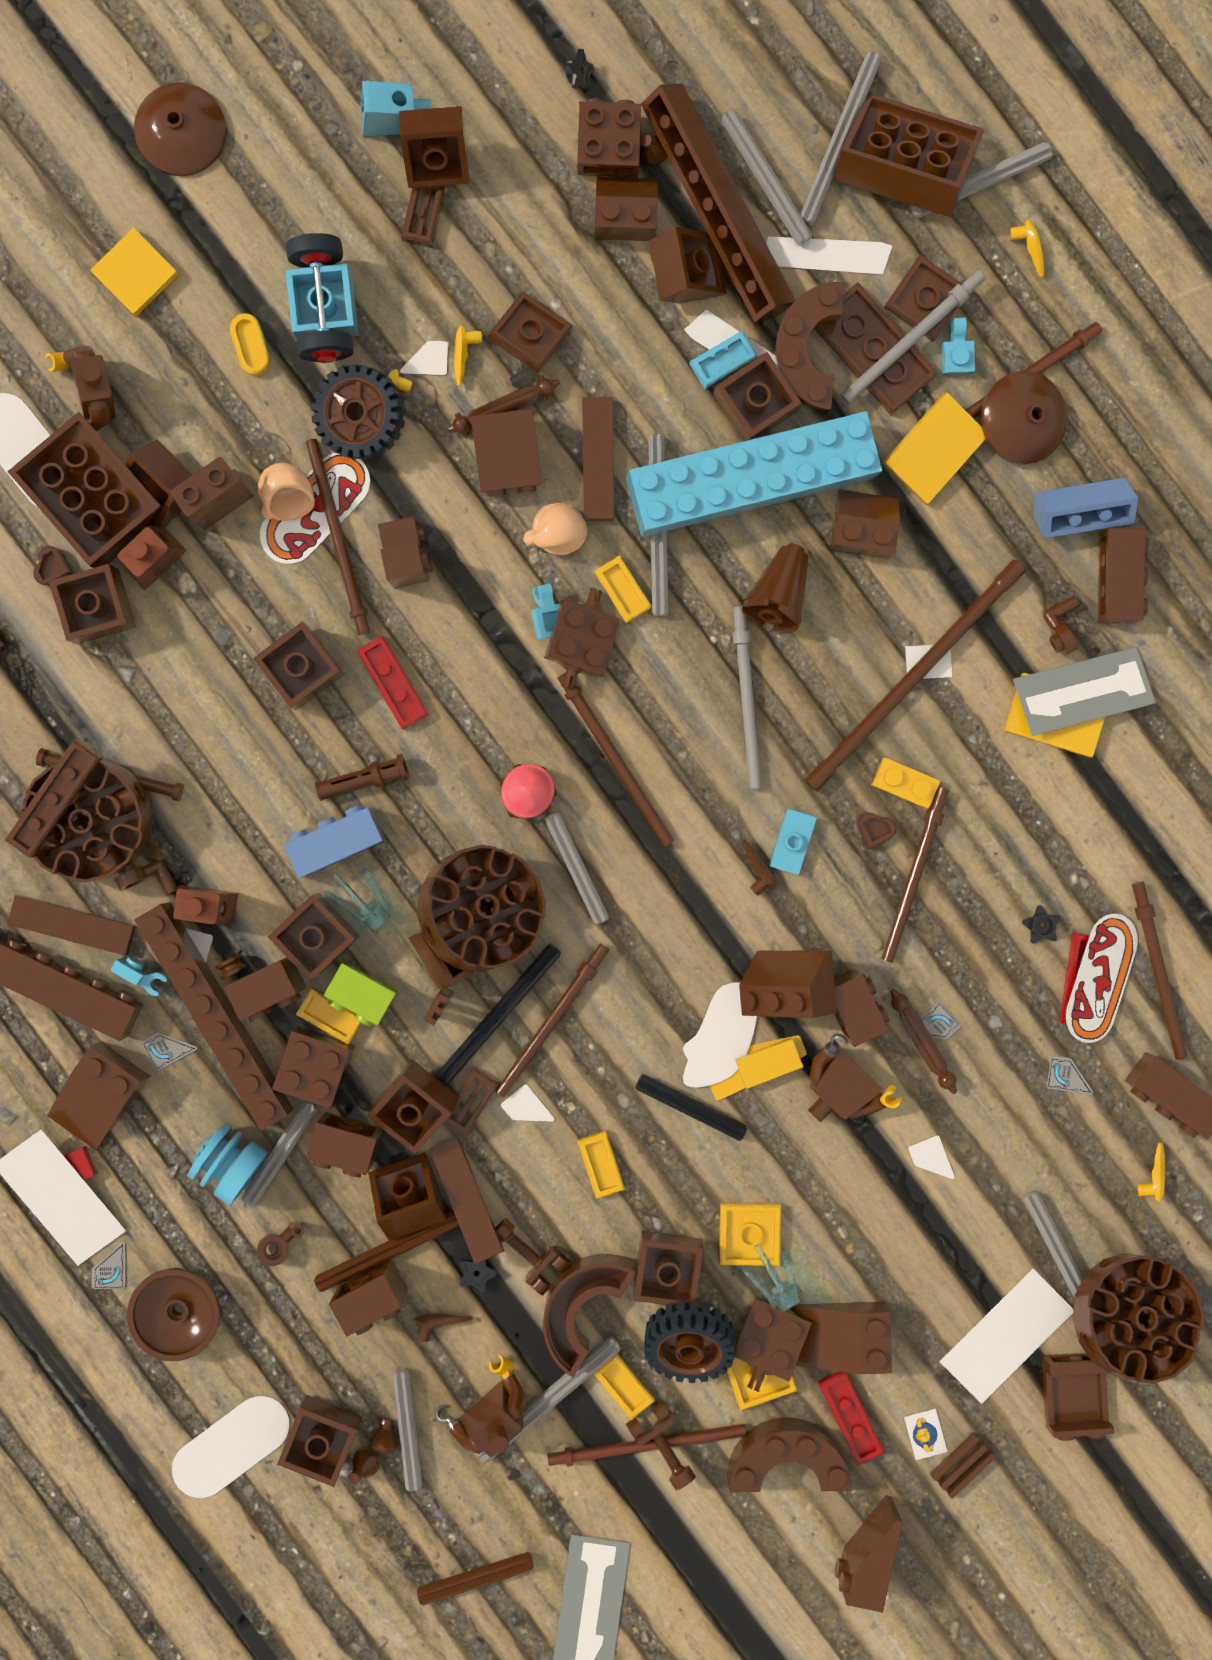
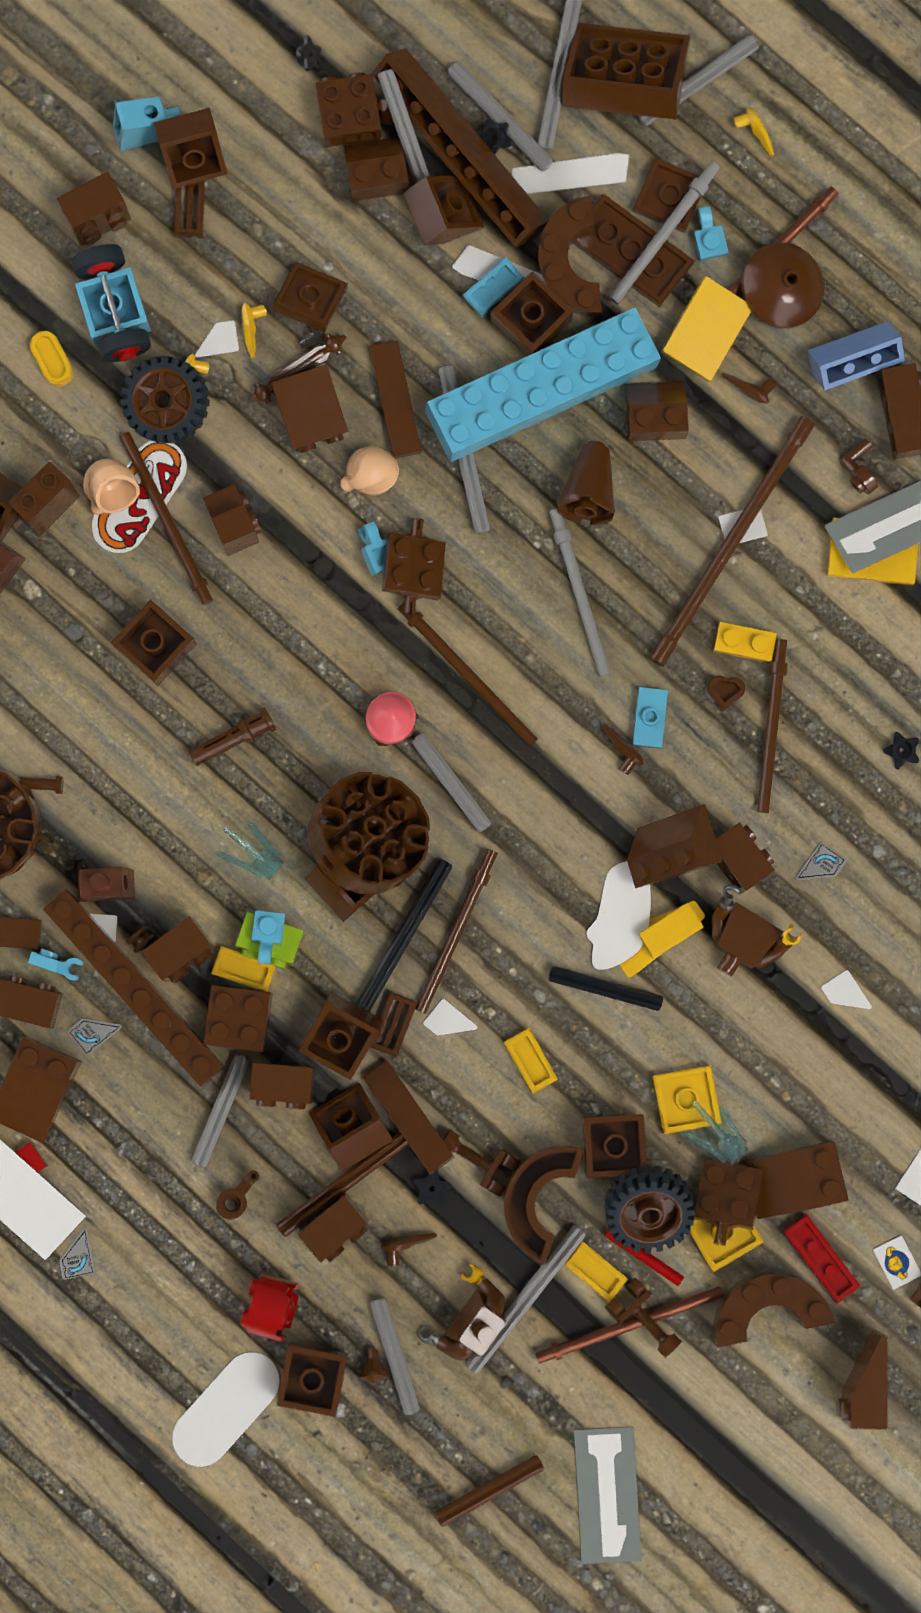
camera: 15 degrees left, 5 degrees down
(131, 876) = (31, 871): reddish brown plate -> none
(163, 1330) = (127, 1287): reddish brown dish -> none
(227, 1163) = (173, 1125): medium azure wheel -> none
(292, 1363) = (271, 1307): none -> red brick
(313, 936) = (215, 893): reddish brown brick -> none
(321, 193) = (94, 209): none -> reddish brown brick
(334, 841) = (217, 801): medium blue brick -> none
(358, 988) = (268, 931): none -> medium azure plate
(363, 1466) = (359, 1399): reddish brown rock -> none
(392, 682) = (243, 643): red tile -> none
(438, 1005) = (345, 934): reddish brown tile -> none
(622, 589) = (442, 515): yellow tile -> none
(663, 165) = (403, 125): none -> light grey axle
(687, 1392) = (651, 1261): none -> red bar
(762, 192) = (500, 130): none -> black plate
(923, 1041) = (813, 881): reddish brown wheel -> none
(969, 523) = (752, 390): none -> reddish brown bar

